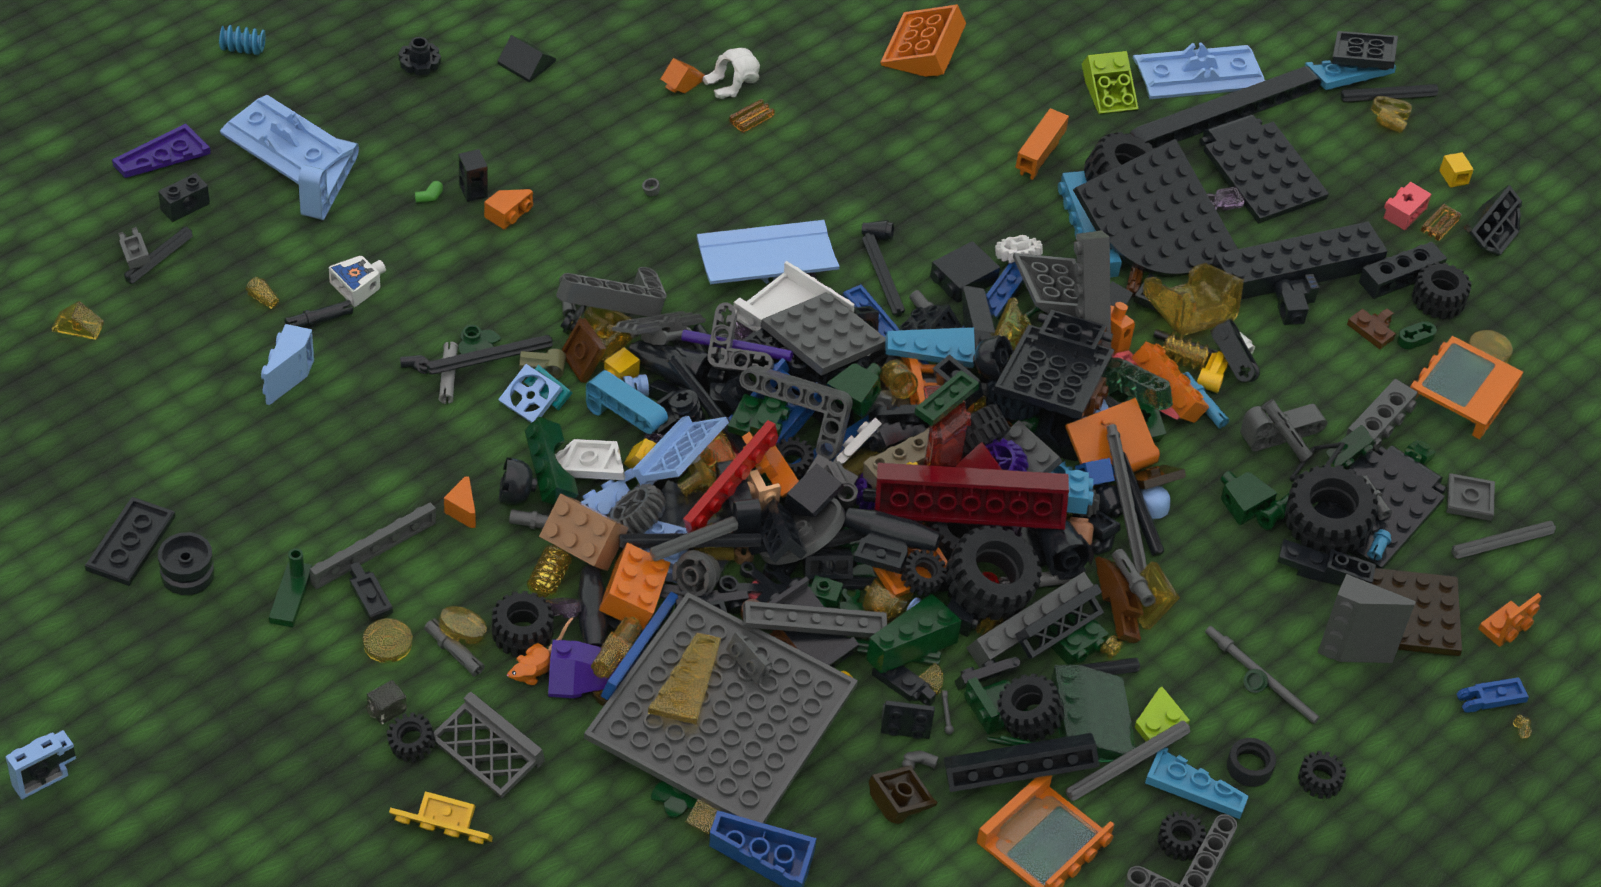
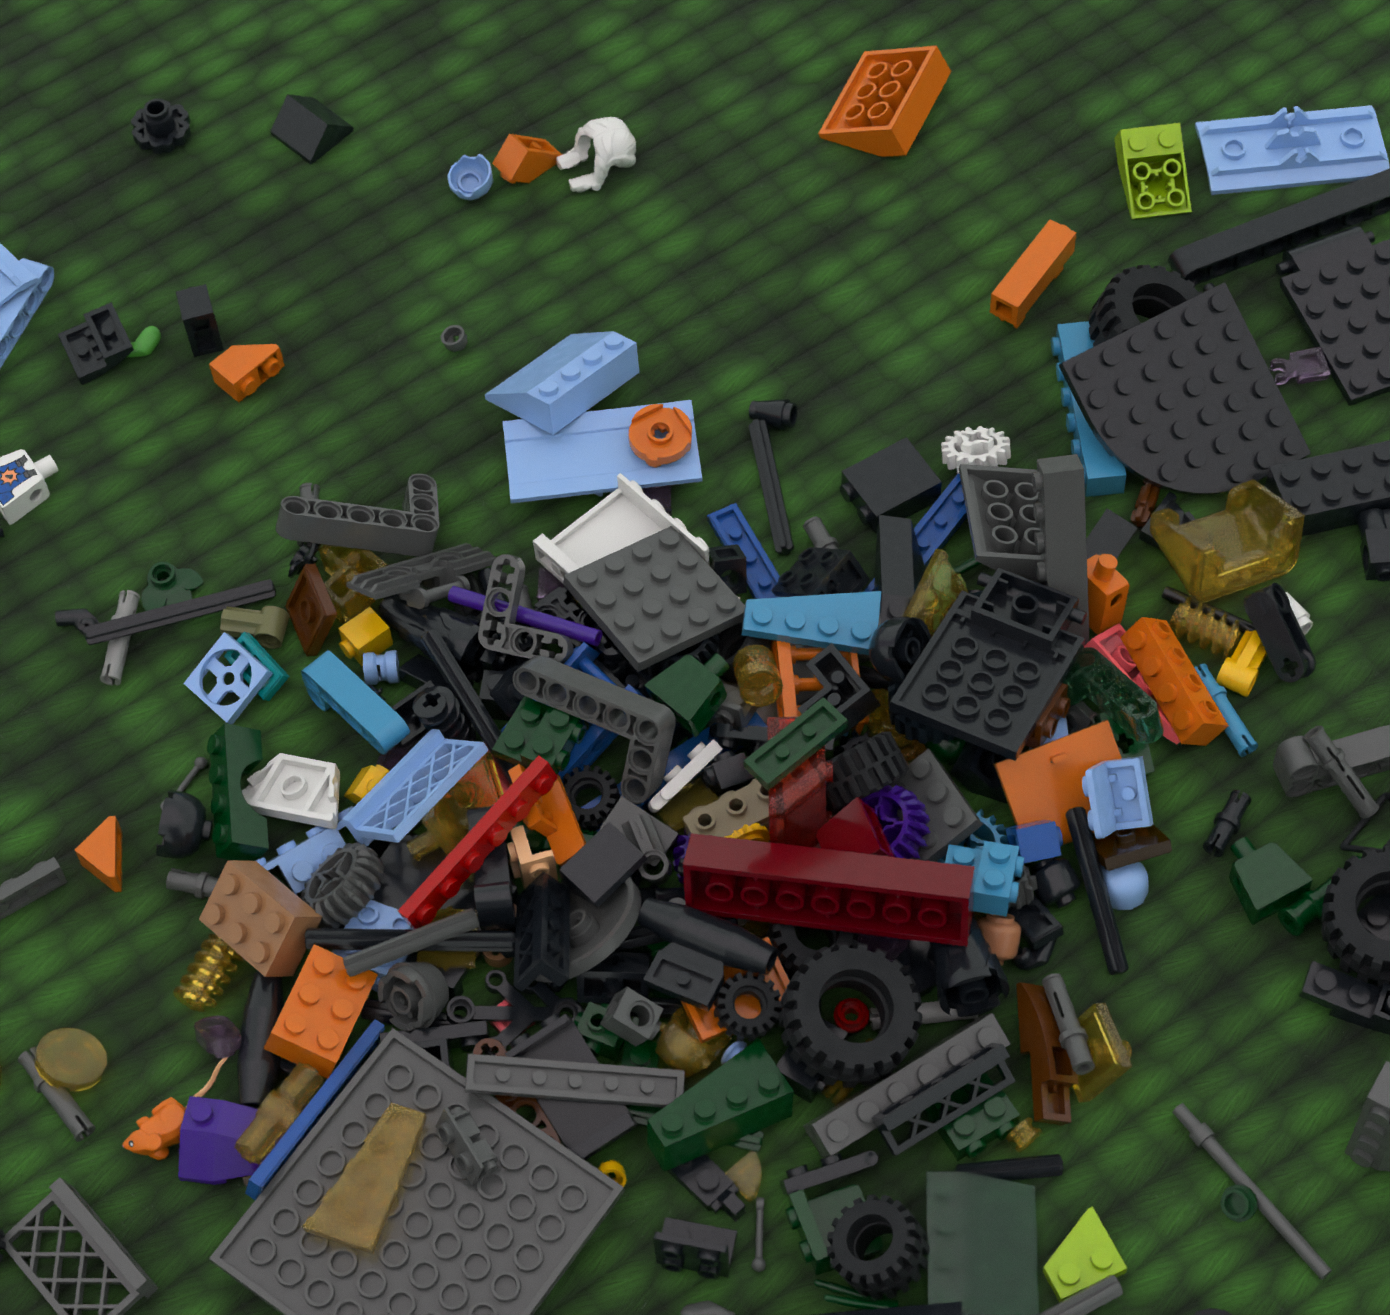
camera: 15 degrees right, 10 degrees up
(398, 192) = (97, 343): none -> black slope
(517, 448) = (200, 763): none -> dark grey hinge
(521, 608) = (144, 1039): black tyre -> none
(646, 87) = (470, 177): none -> light blue hair
(738, 208) = (568, 379): none -> light blue slope
(749, 113) = (614, 218): clear orange tile -> none
(807, 249) = (664, 450): none -> orange plate
(848, 580) = (618, 1018): none -> dark grey brick
(1126, 498) = (1076, 889): dark grey piece -> none
(1148, 443) = (1117, 796): none -> light blue bracket
(1215, 465) = (1227, 823): none -> black pin

